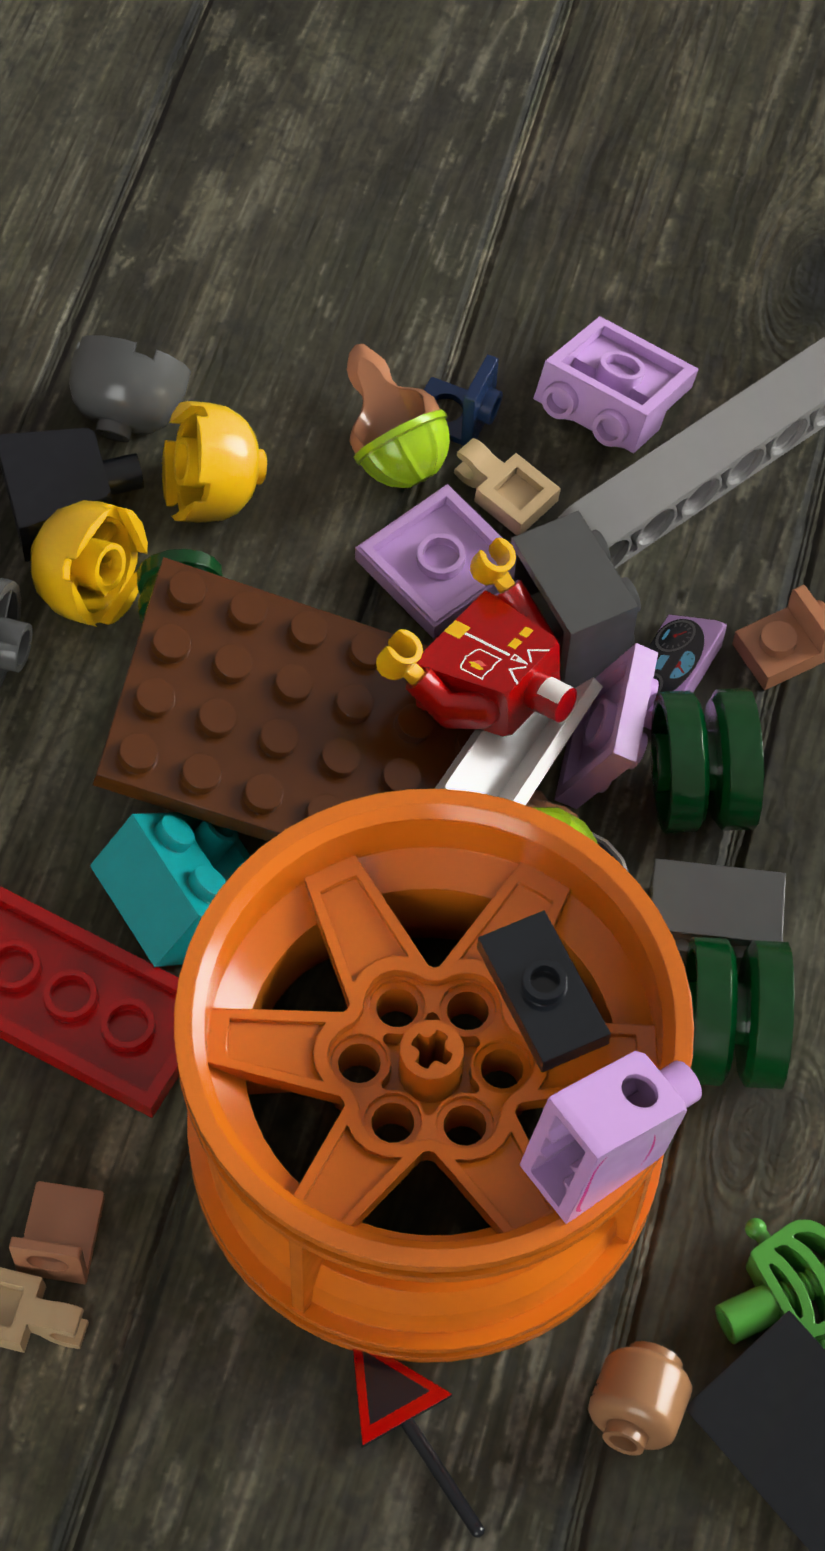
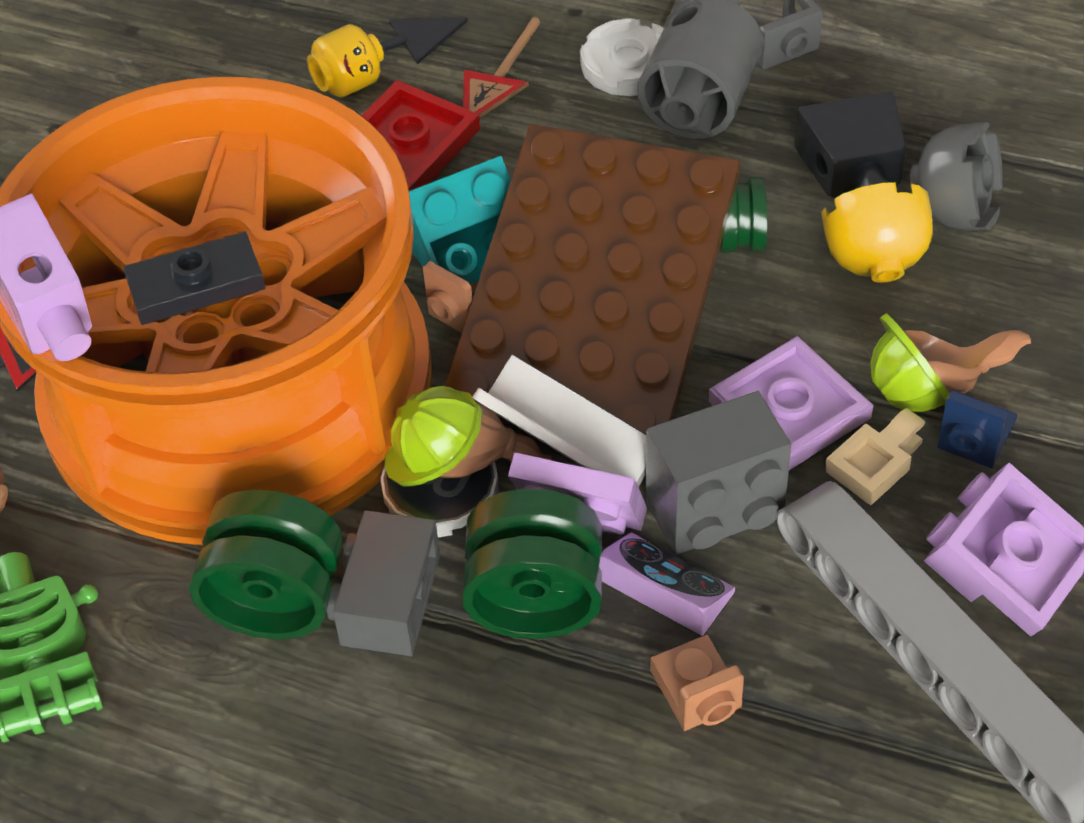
camera: 100 degrees right, 10 degrees down
(88, 561) = (775, 145): yellow cylinder -> none
(490, 663) = (630, 381): red torso -> none

